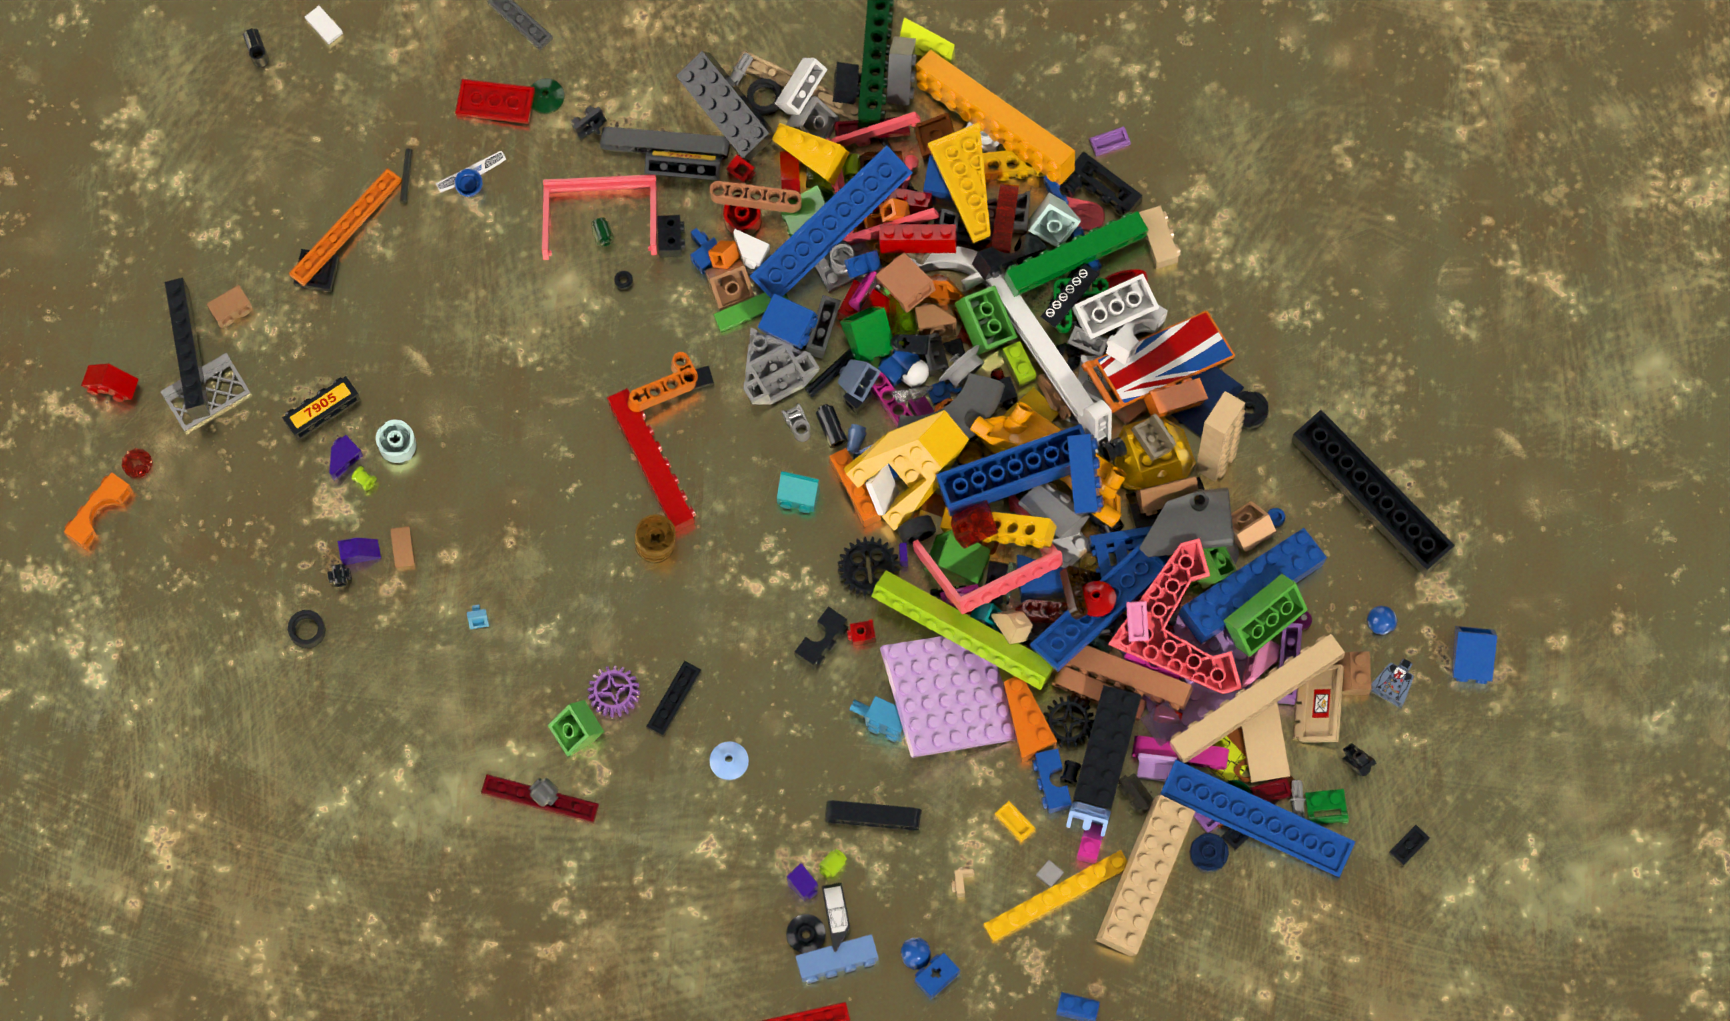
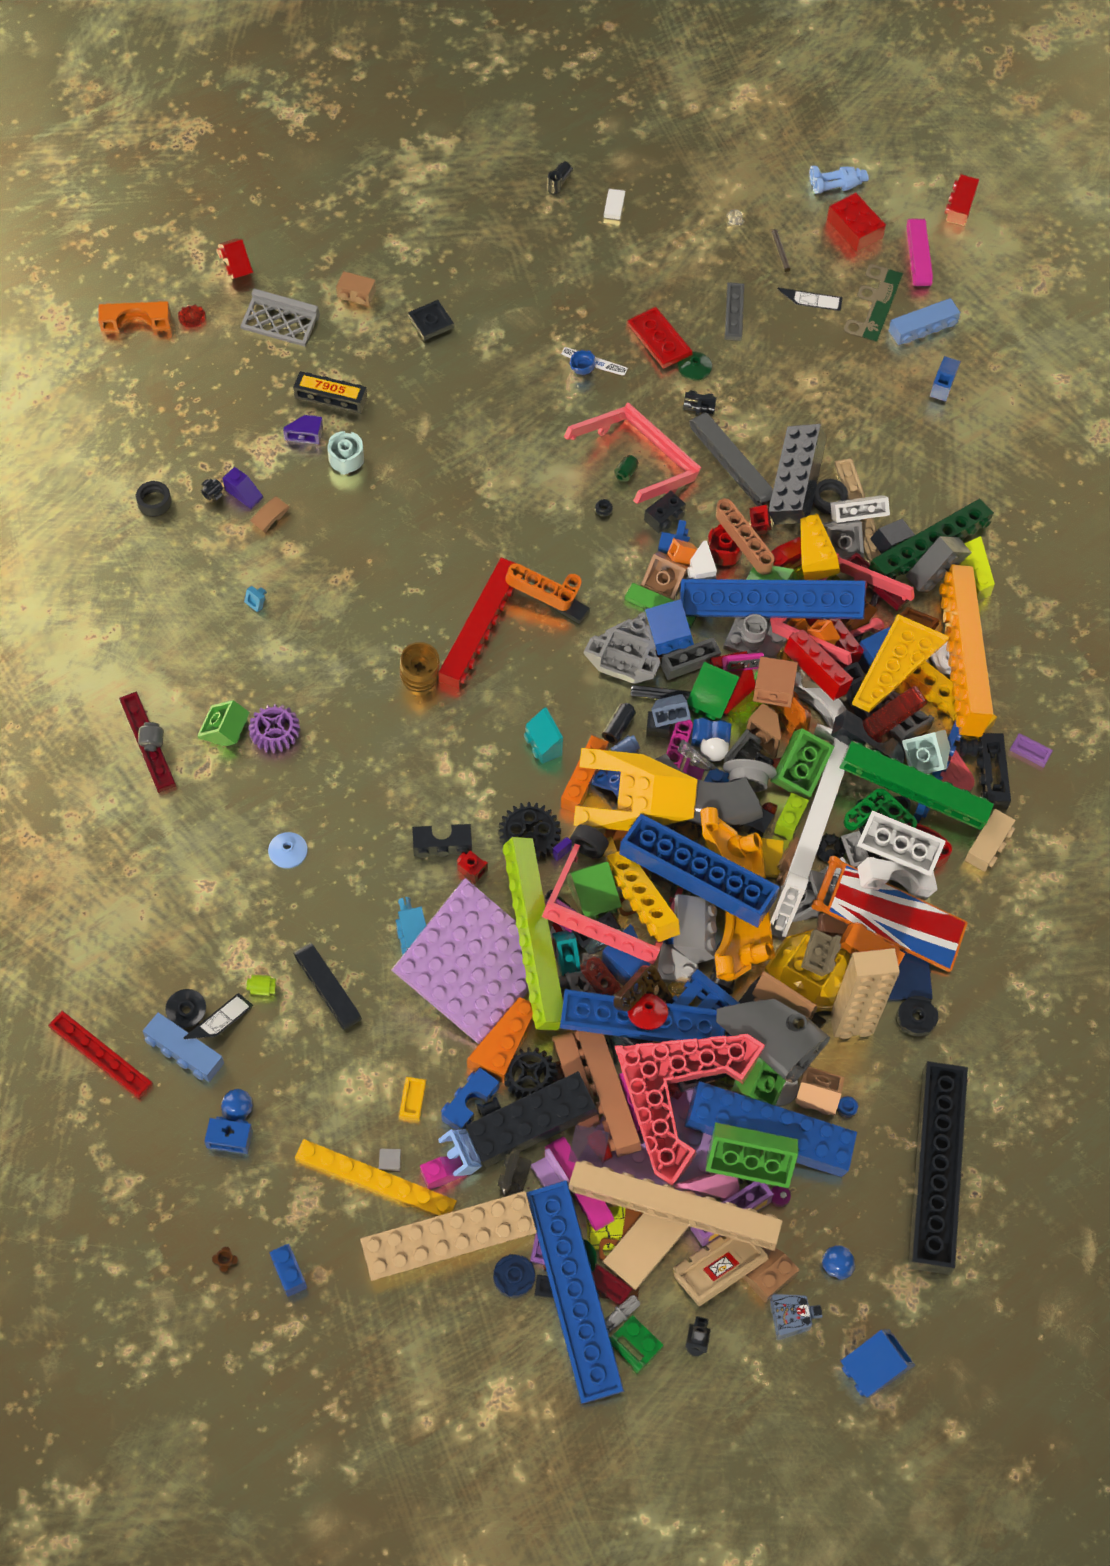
camera: 45 degrees right, 10 degrees down
(187, 348) = (297, 280): black brick -> none
(345, 227) = (479, 313): orange tile -> none
(363, 478) = (301, 454): lime bush -> none
(406, 175) = (552, 325): pearl dark grey bar -> none
(673, 698) = (305, 775): black tile -> none
(683, 164) = (726, 480): black brick -> none
(740, 68) = (834, 465): light grey axle -> none
(795, 420) = (601, 696): light grey piece -> none
(802, 883) = (225, 972): dark purple slope -> none
(863, 263) = (763, 643): blue brick -> none
(882, 490) = (598, 788): white tile -> none
(912, 343) = (735, 727): black piece -> none
(958, 883) = (323, 1092): tan bracket -> none
(973, 524) = (624, 872): clear red slope -> none
(1013, 625) = (569, 966): tan slope -> none
(1069, 295) = (883, 806): black sticker -> none
(1084, 473) = (738, 916): blue brick -> none
(1113, 449) = (784, 932): black wheel -> none
(1137, 621) = (652, 1053): bright pink tile -> none
(1409, 845) = (660, 1442): black plate -> none

